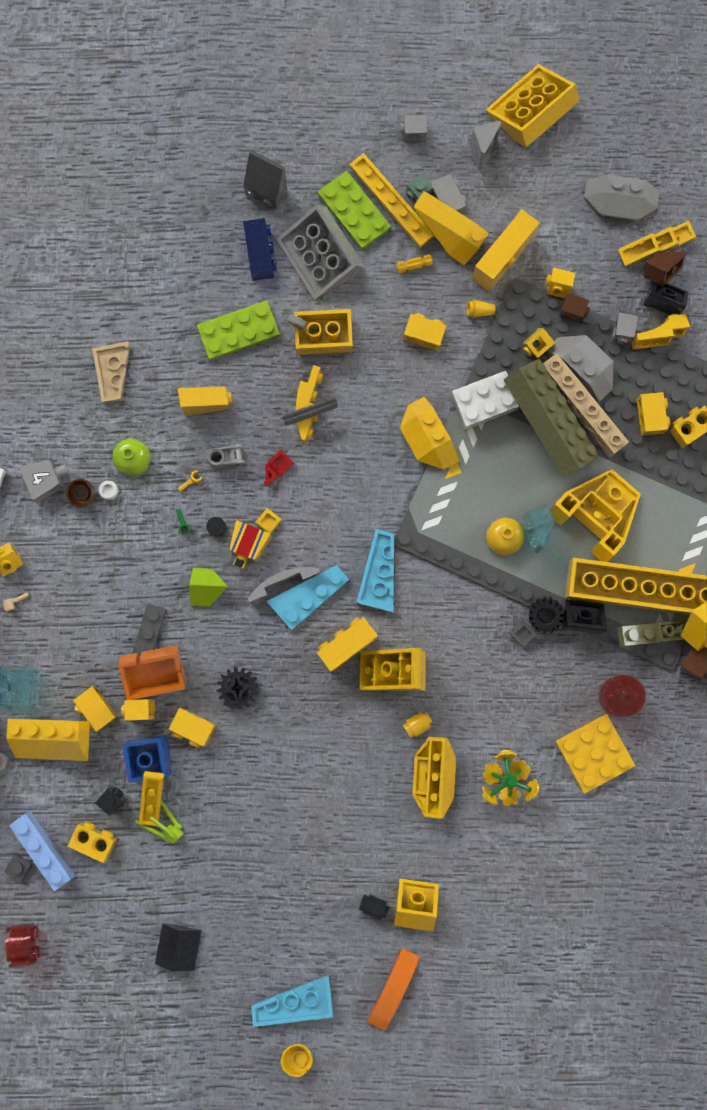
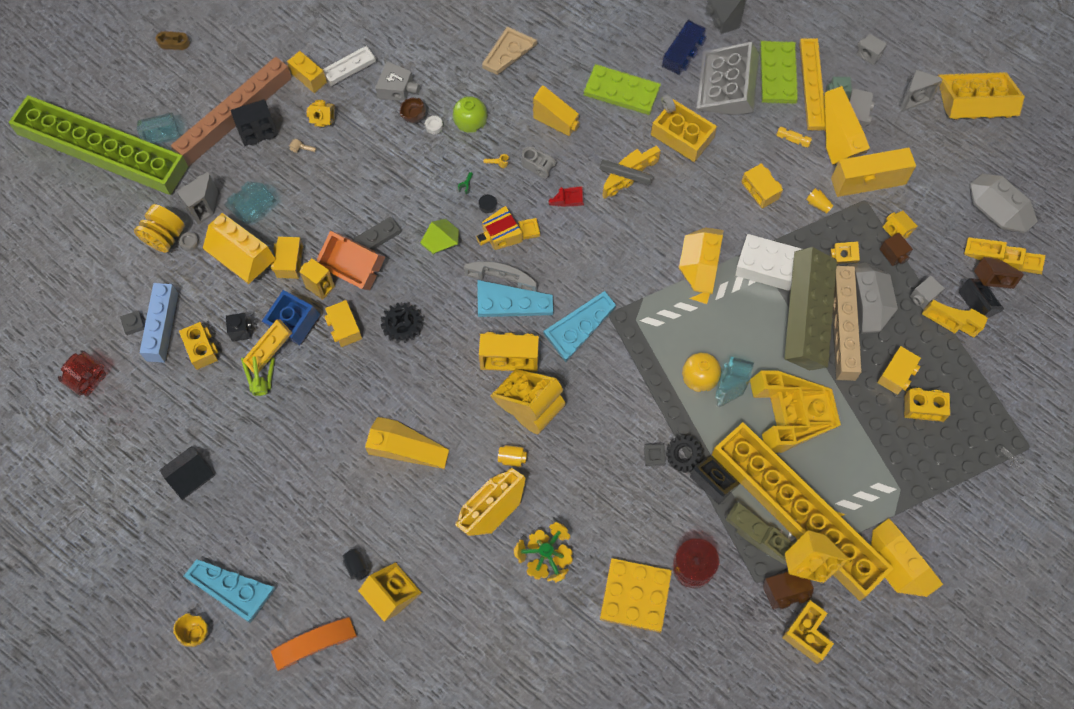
camera: 40 degrees right, 15 degrees down
(321, 784) = (398, 442): none -> yellow wedge

